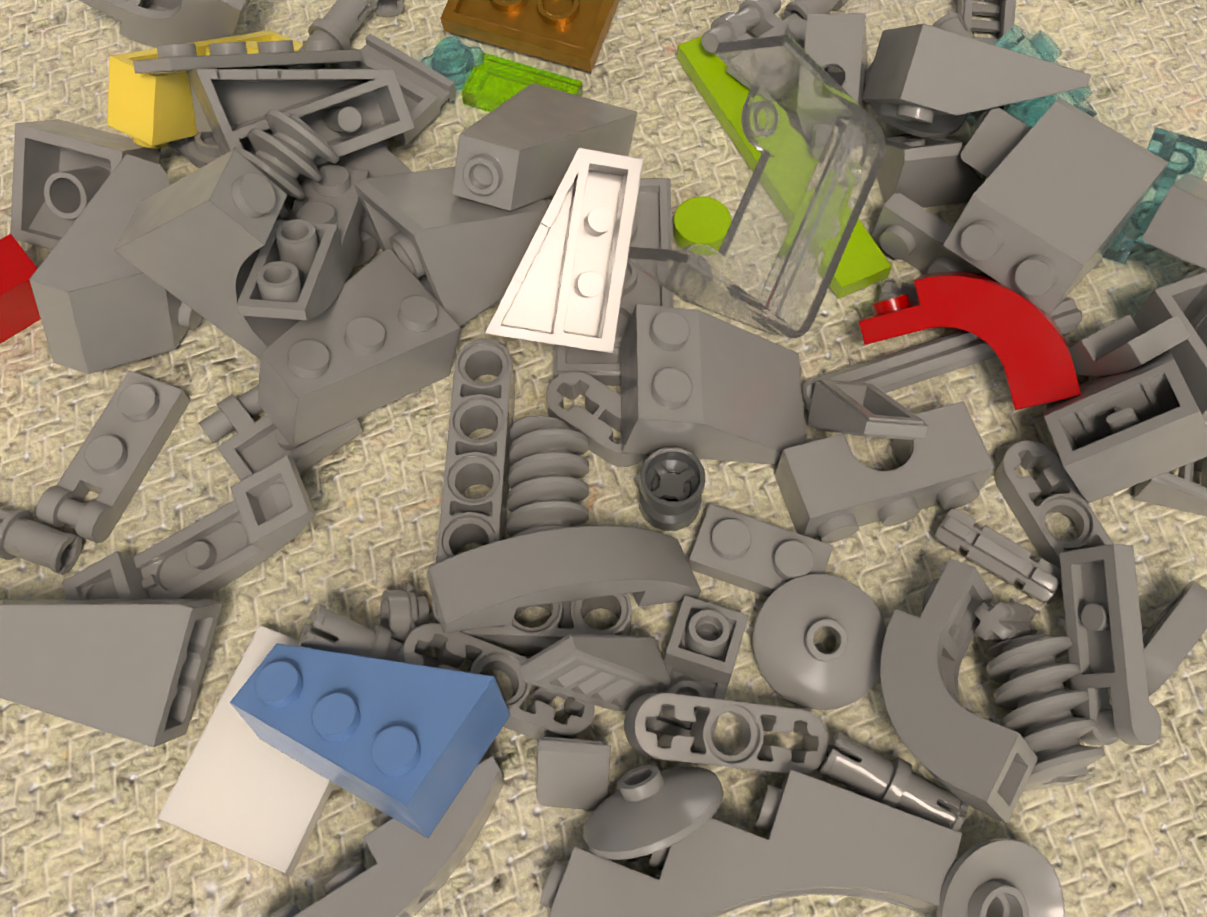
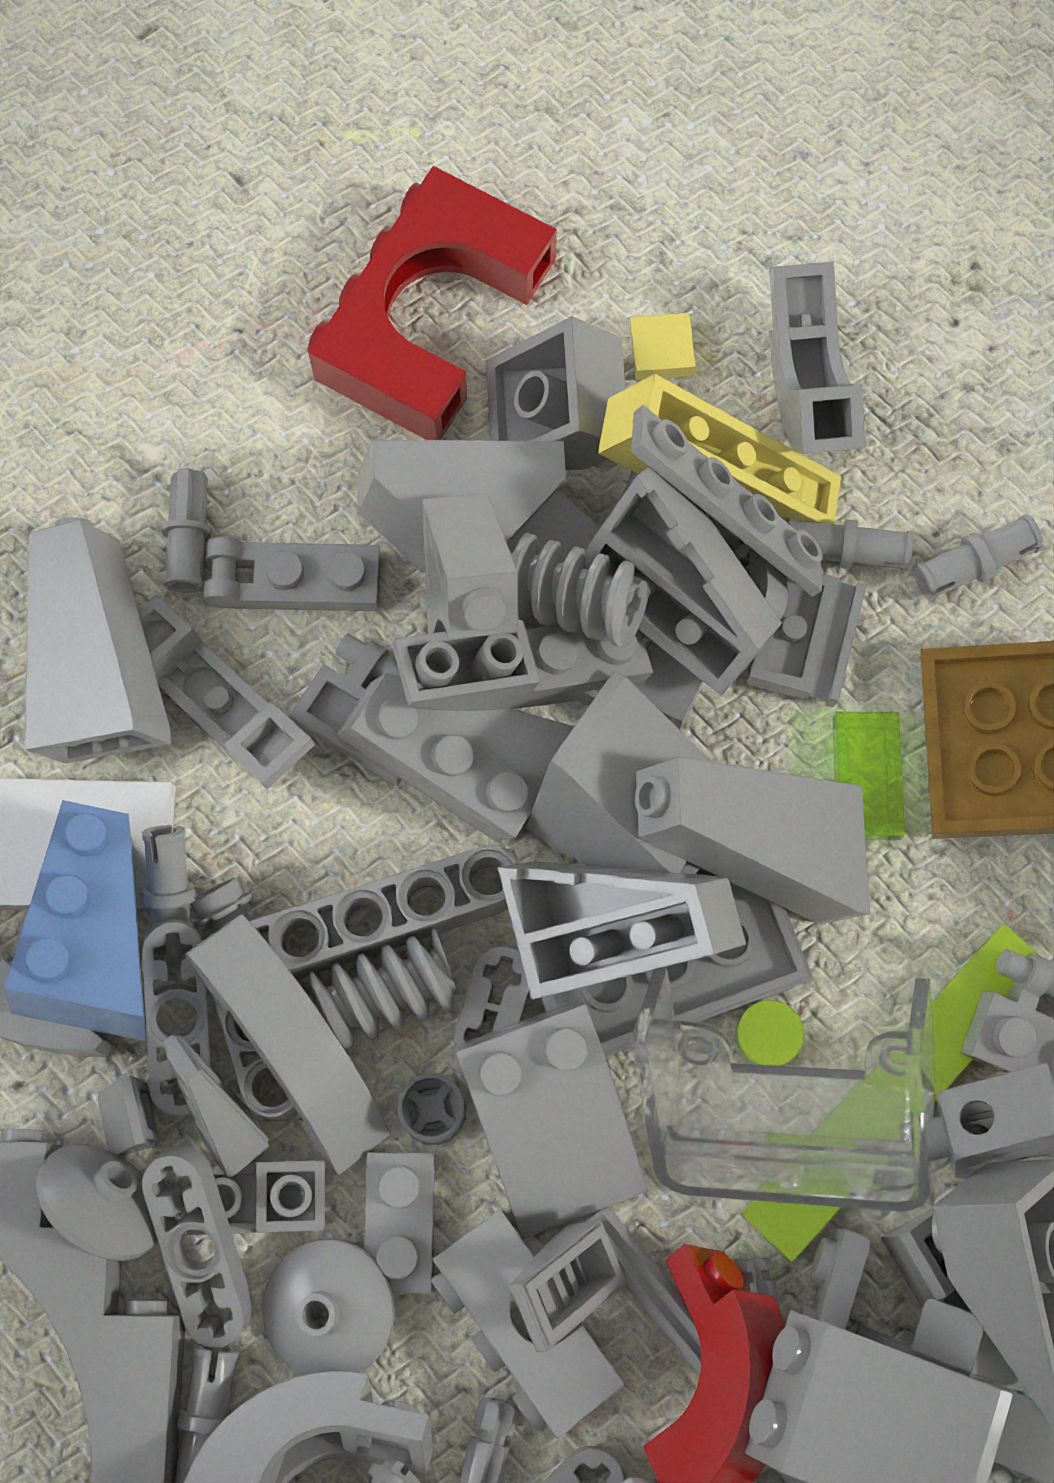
camera: 70 degrees right, 10 degrees up
(80, 102) = (662, 346): none -> light yellow tile
(454, 60) = (860, 698): clear light blue plate -> none

